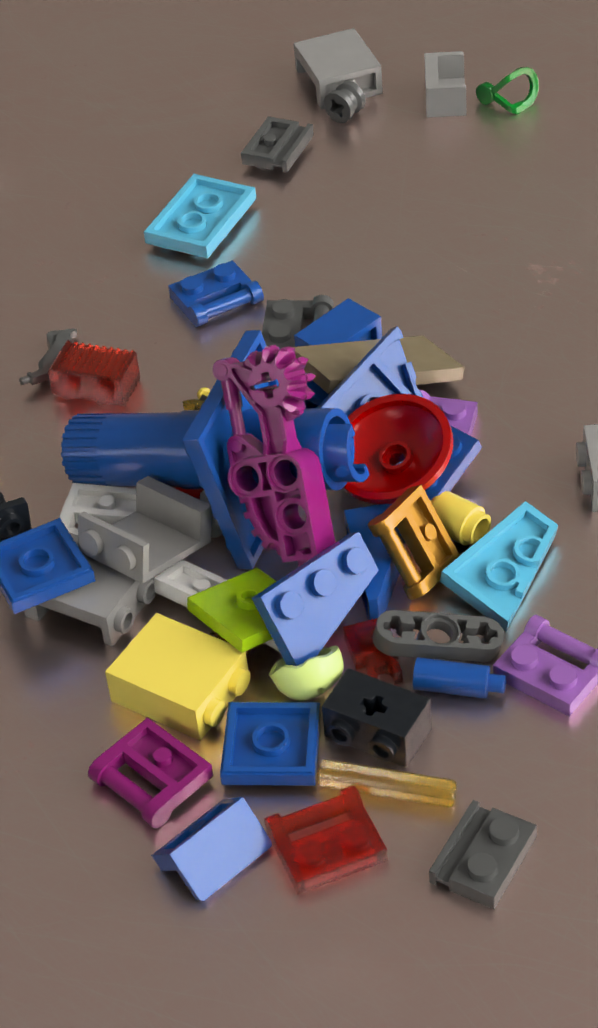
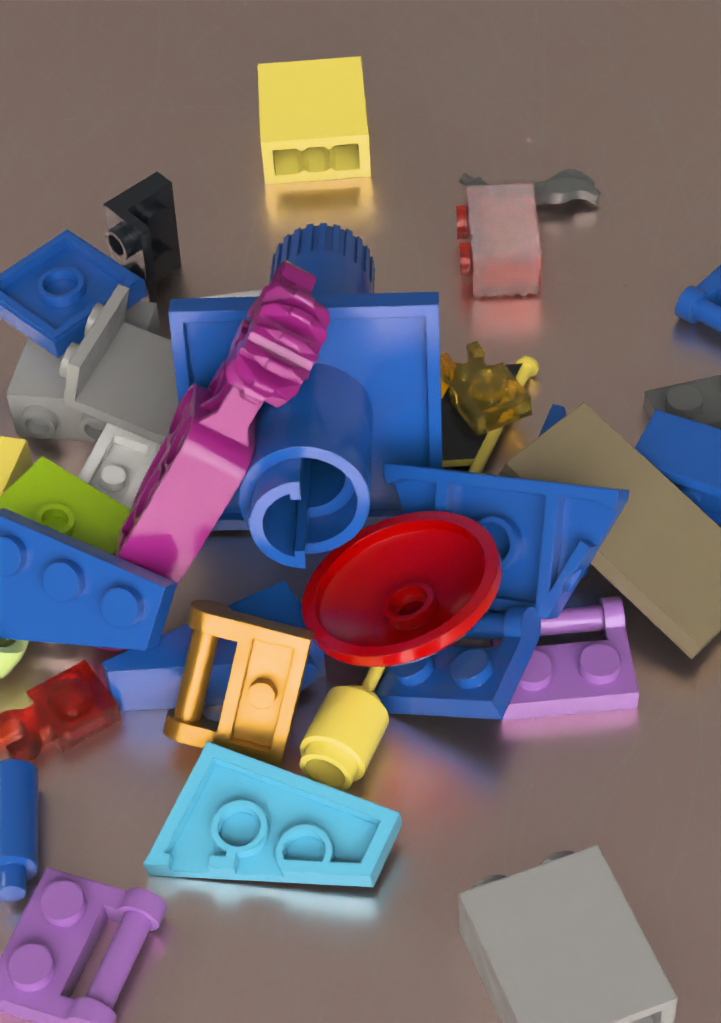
camera: 70 degrees right, 5 degrees up
(451, 624) = (114, 814): dark grey beam -> none

